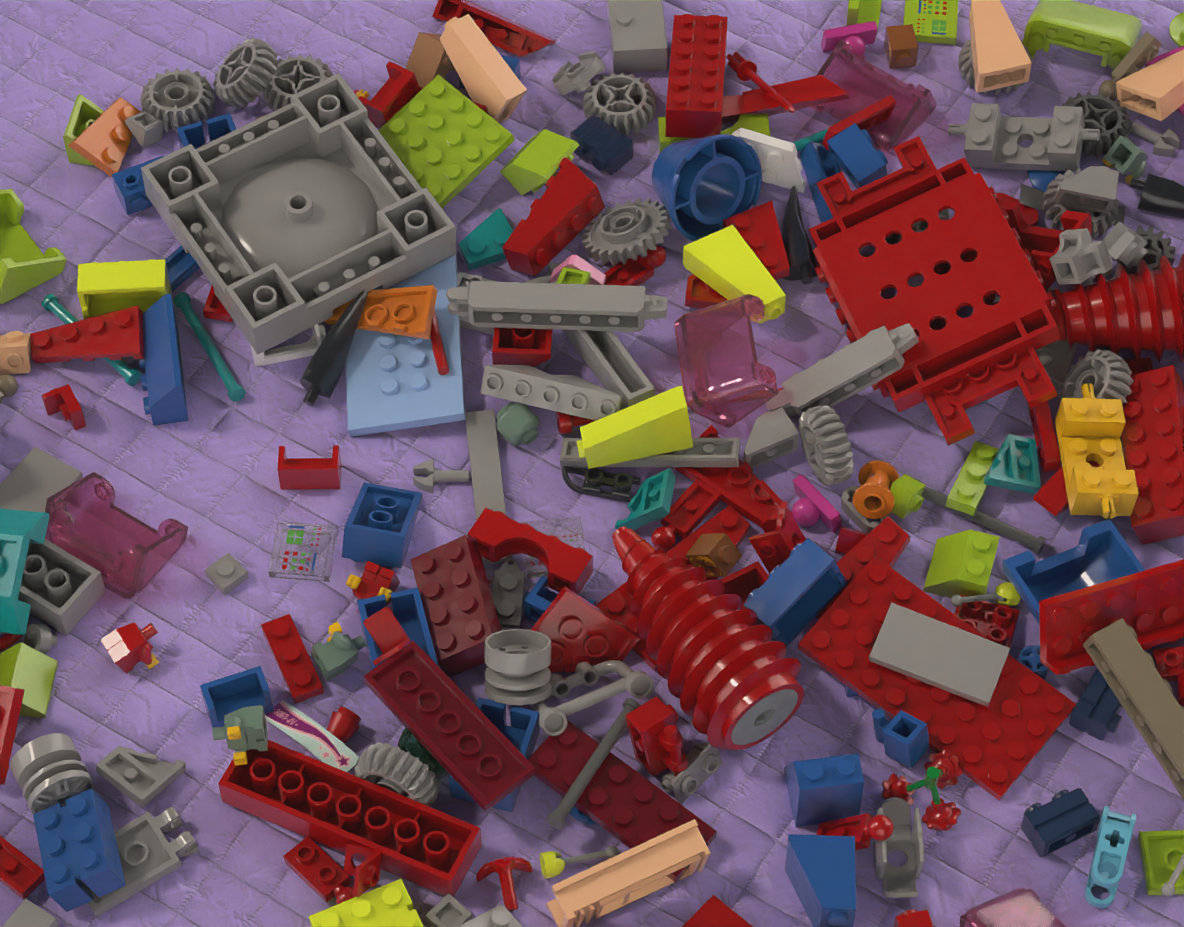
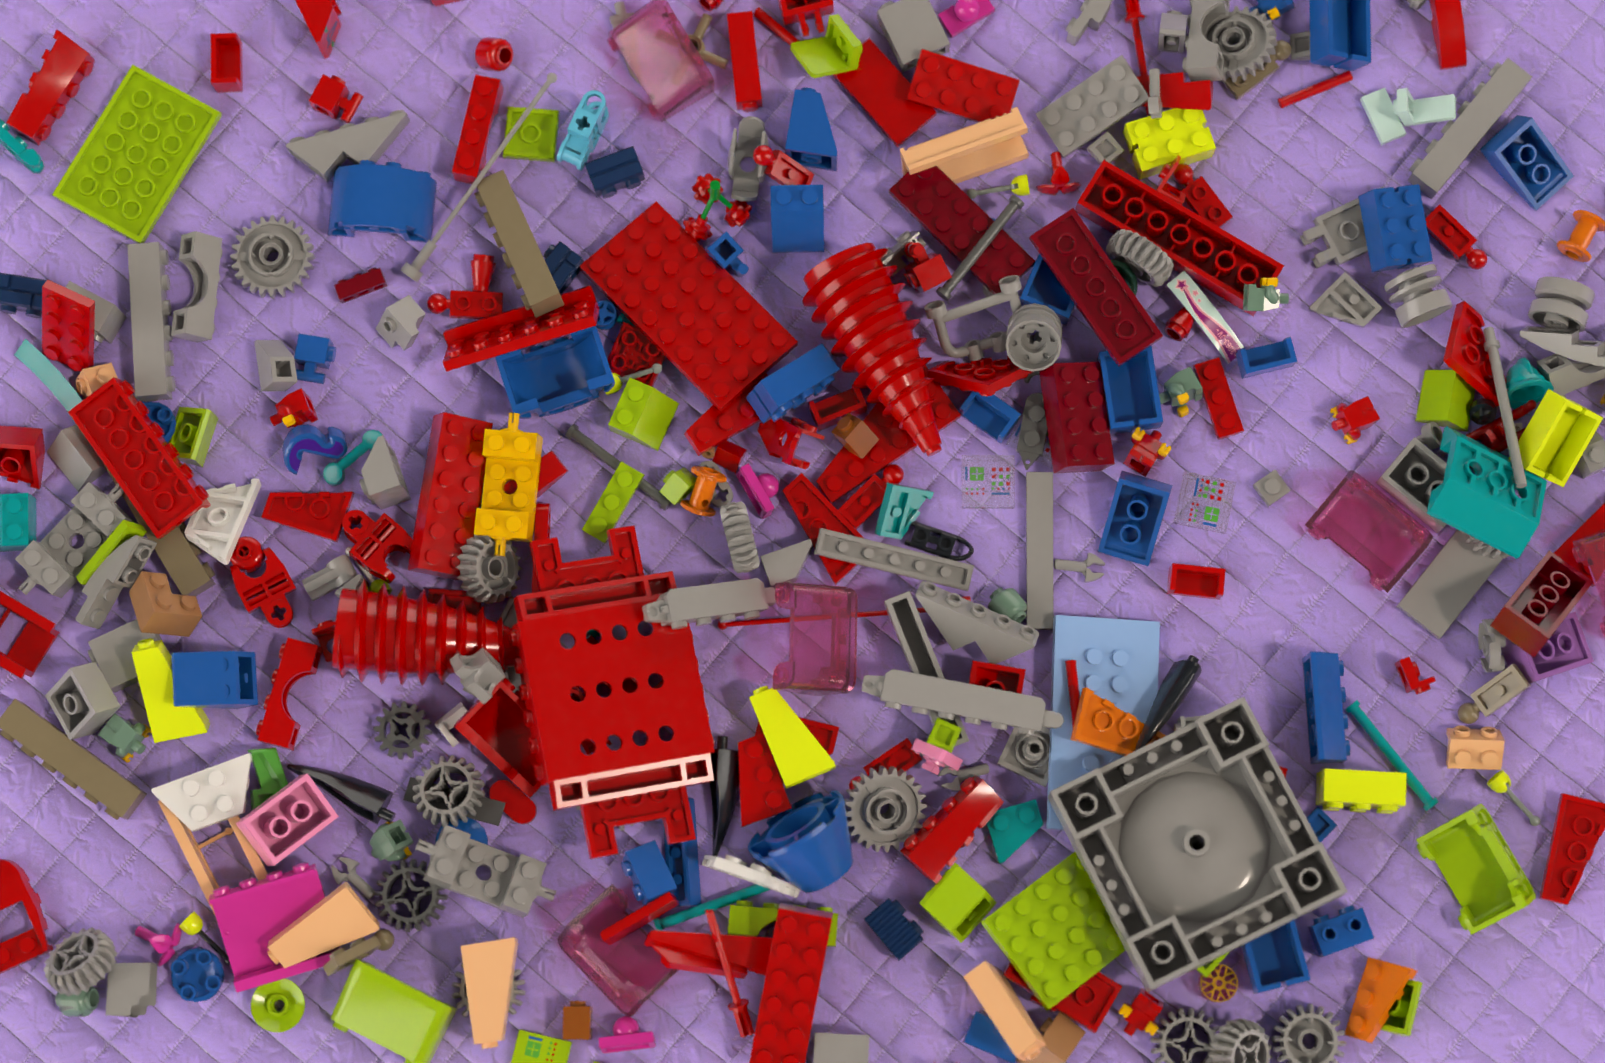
camera: 170 degrees left, 25 degrees up
(106, 335) = (1388, 743): red wing -> none
(145, 128) = (1342, 1006): light grey slope -> none
(235, 391) = (1282, 733): teal bar -> none
(386, 633) = (1135, 376): red bracket -> none
(393, 94) = (1099, 998): red panel -> none
(500, 536) = (1036, 482): red arch -> none
(577, 76) = (898, 1011): light grey plate -> none
(618, 96) = (887, 964): light grey gear -> none
(638, 431) = (907, 561): neon yellow slope -> none
(939, 654) = (684, 310): light grey tile -> none
(1015, 466) = (575, 509): teal wing -> none
(1090, 189) = (439, 785): light grey slope -> none
(1125, 244) = (434, 688): light grey slope -> none

